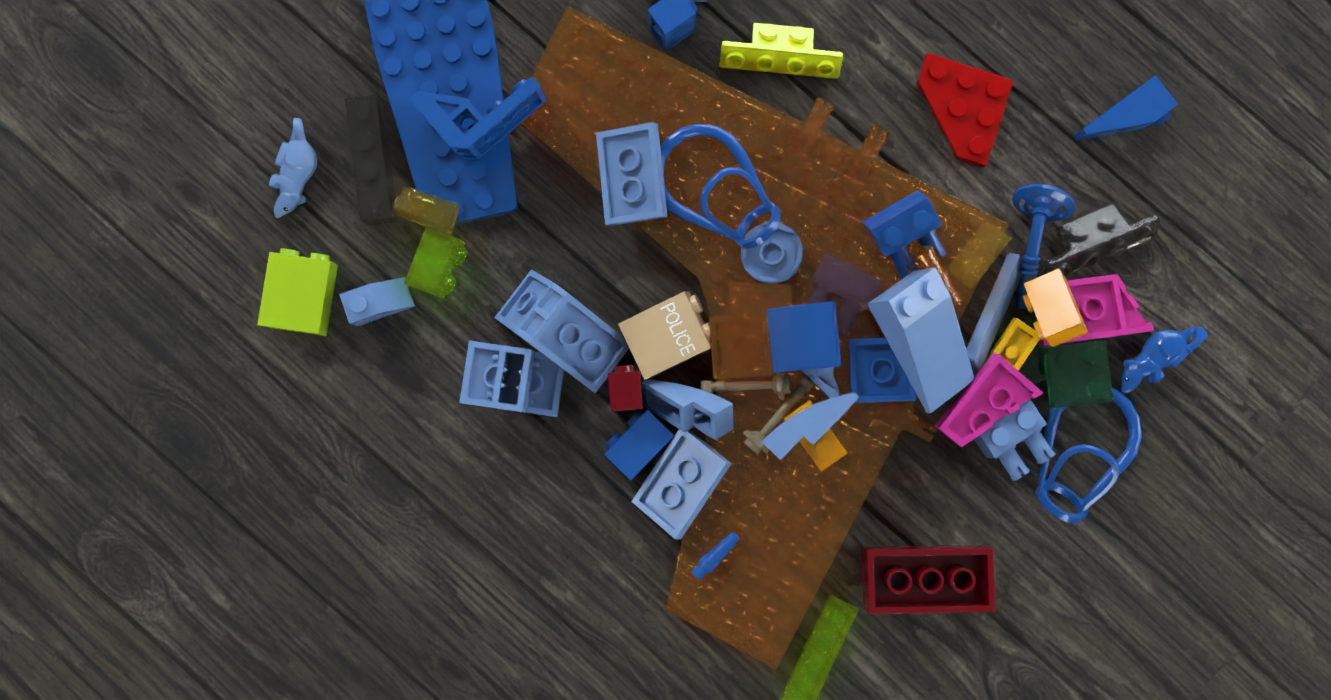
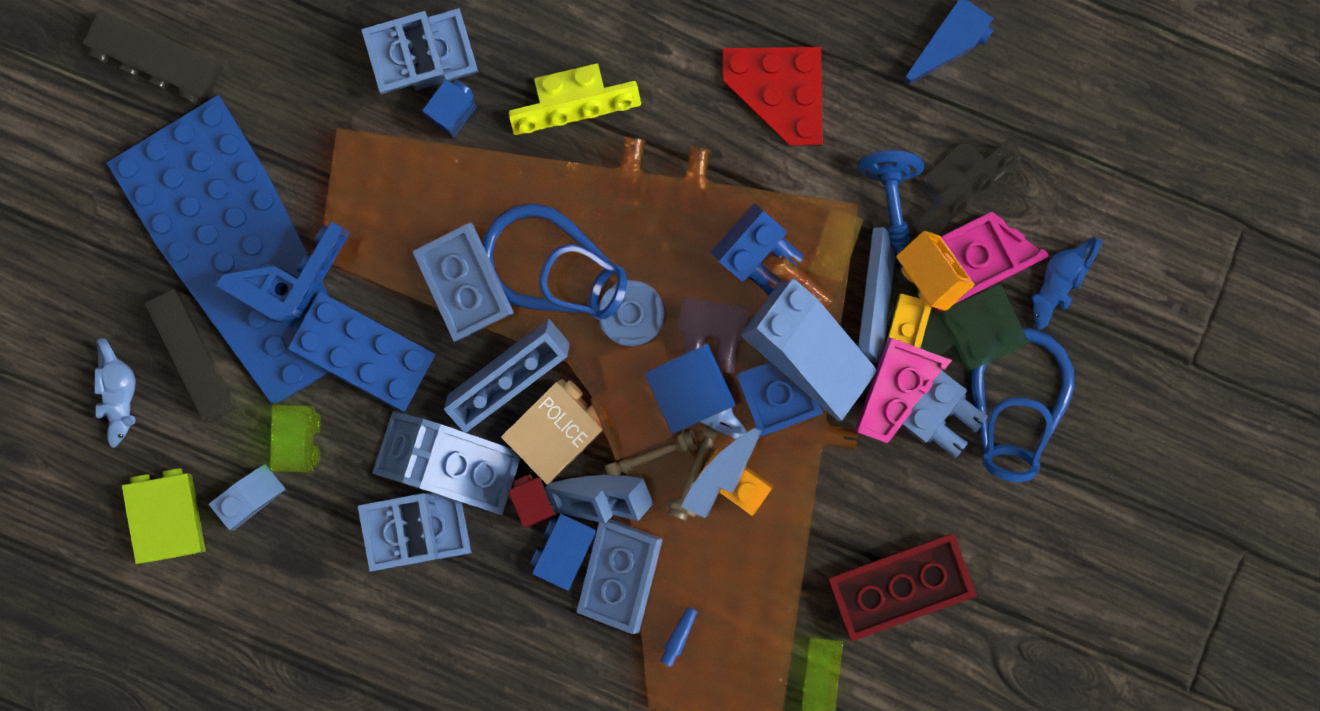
camera: 15 degrees left, 0 degrees up
(426, 209) = (266, 387): clear yellow hinge -> none
(520, 207) = (361, 352): none -> blue plate
(642, 271) = (507, 375): none -> medium blue brick

